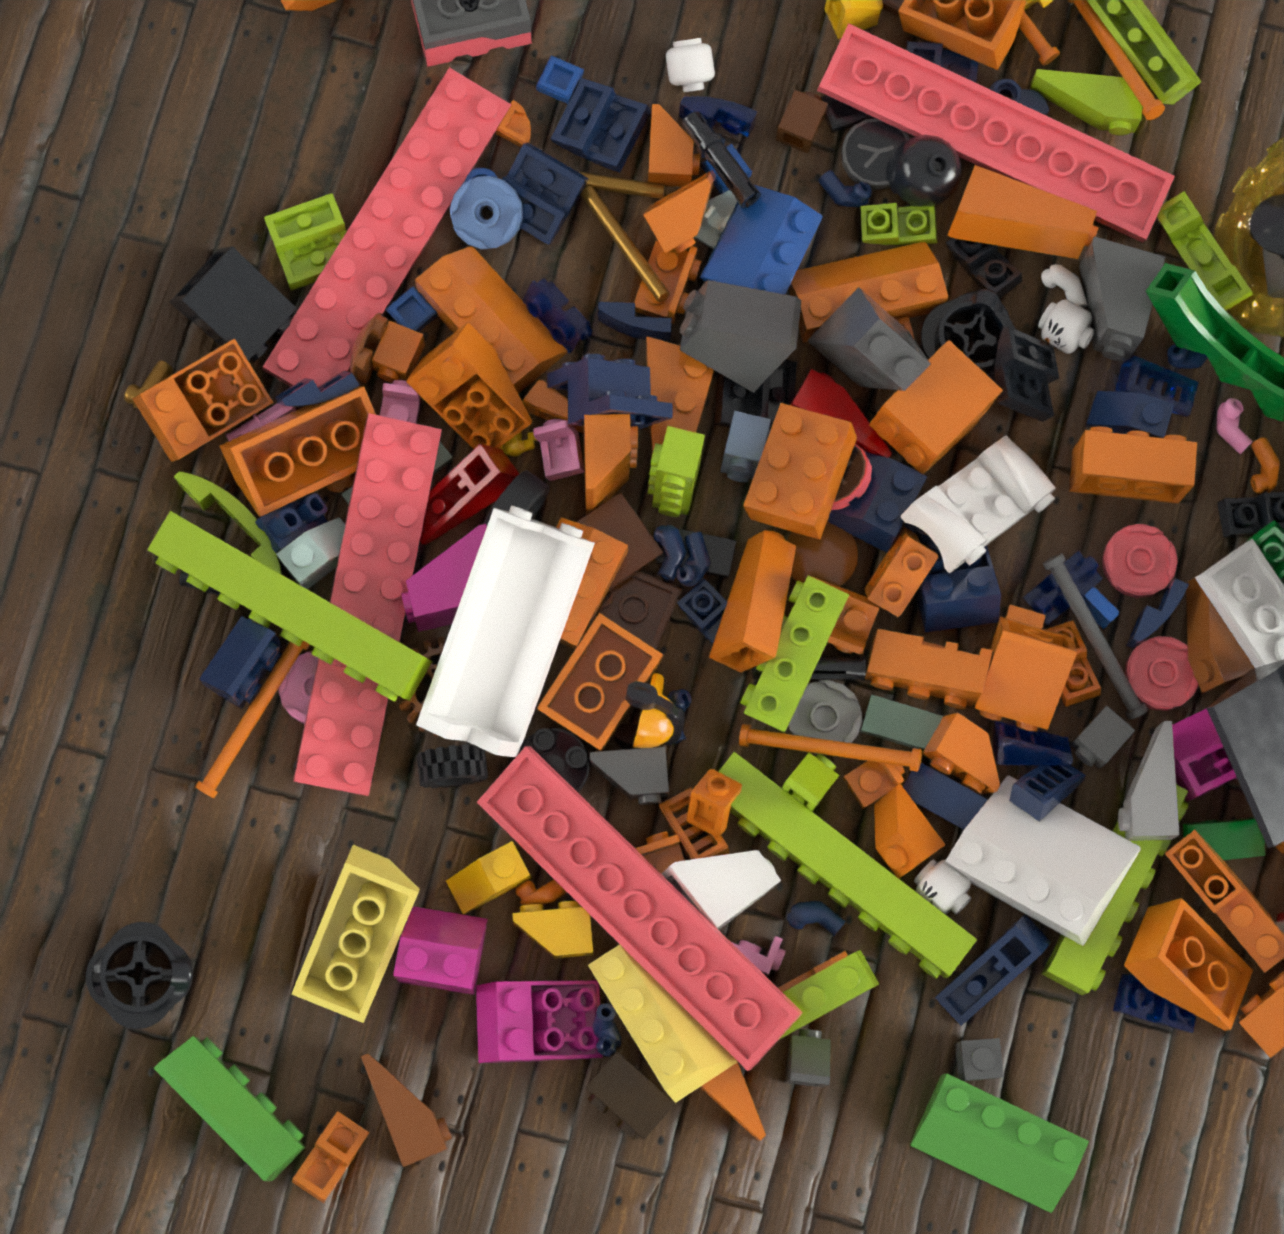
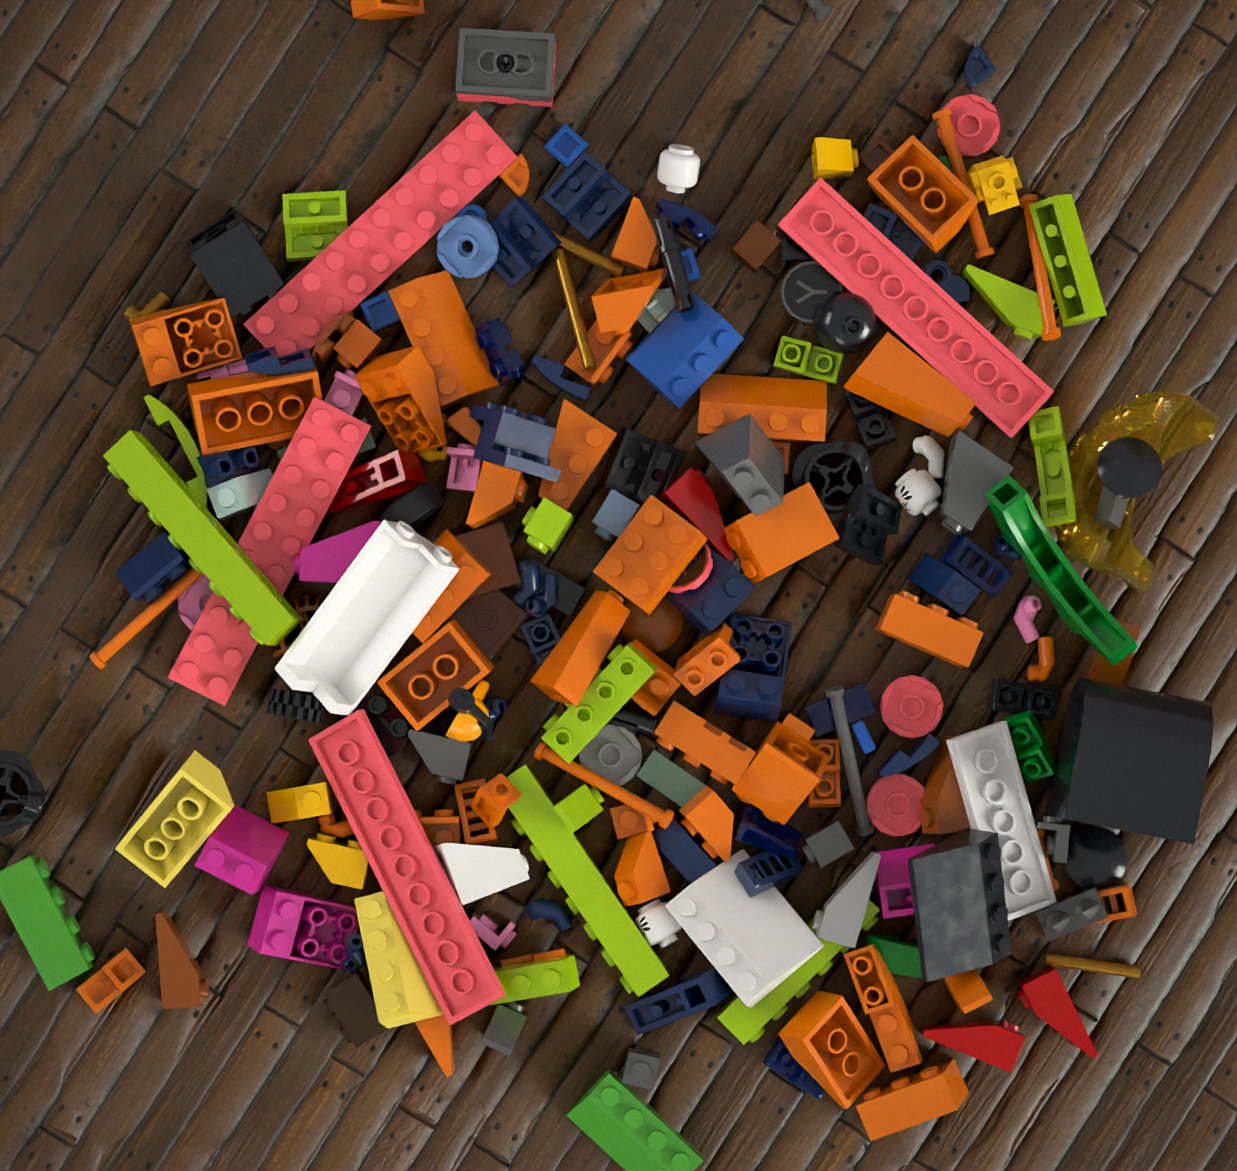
camera: 30 degrees right, 10 degrees up
(740, 330) = (640, 419): dark grey slope -> none
(845, 195) = (771, 320): dark blue arm -> none
(981, 502) = (791, 623): white piece -> none

